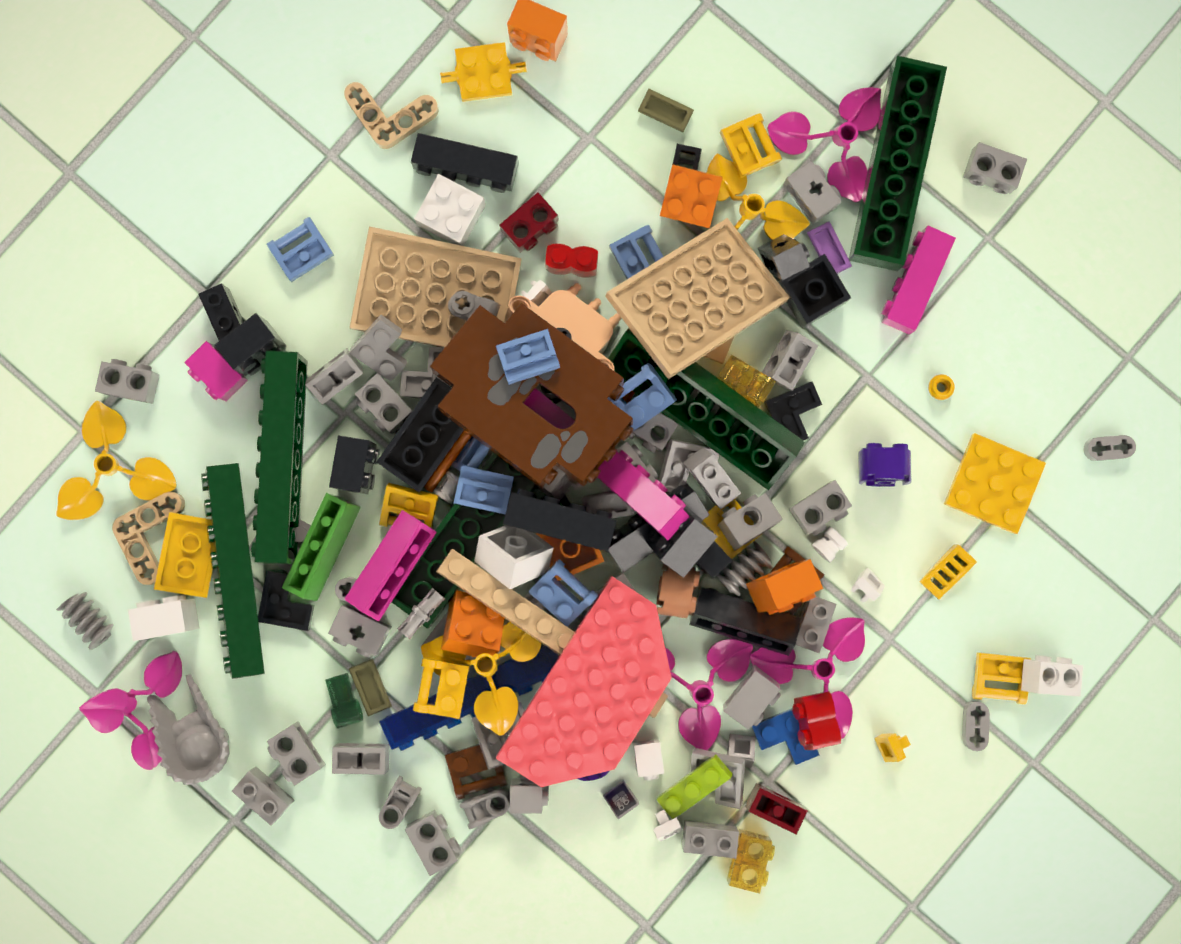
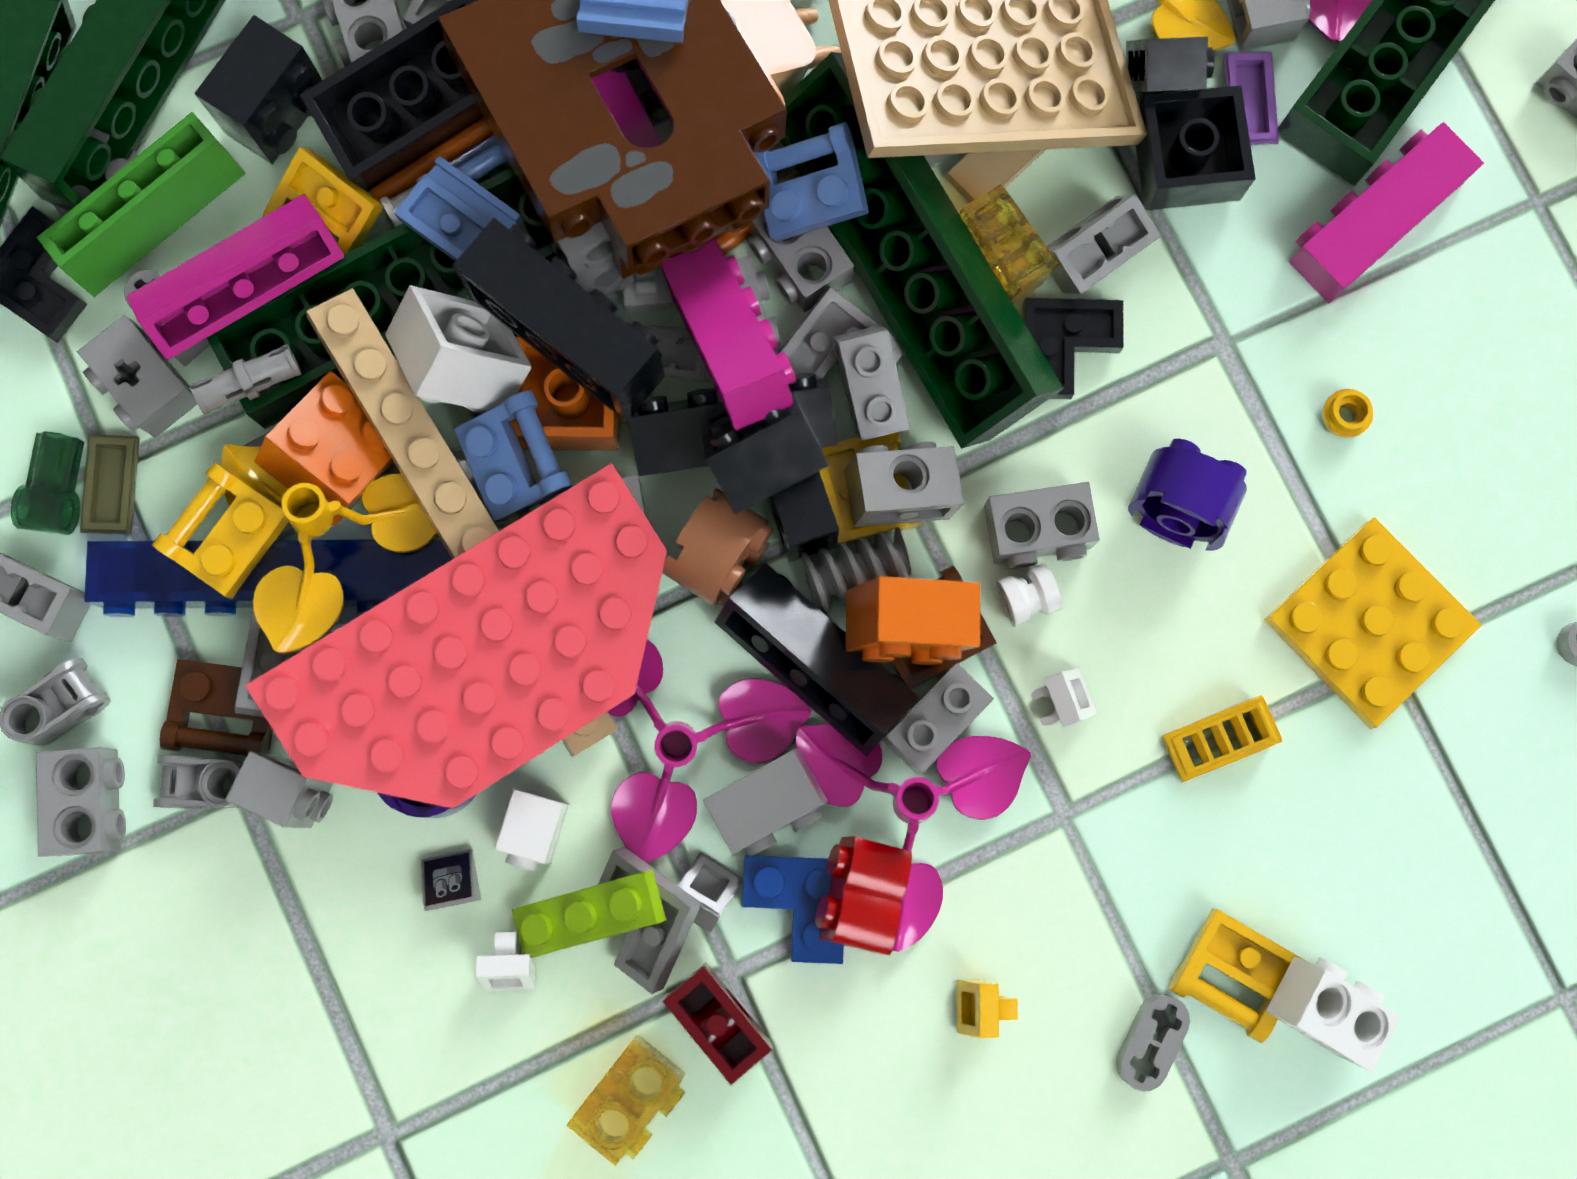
camera: 25 degrees right, 5 degrees down
(710, 839) = (572, 1024): light grey brick -> none

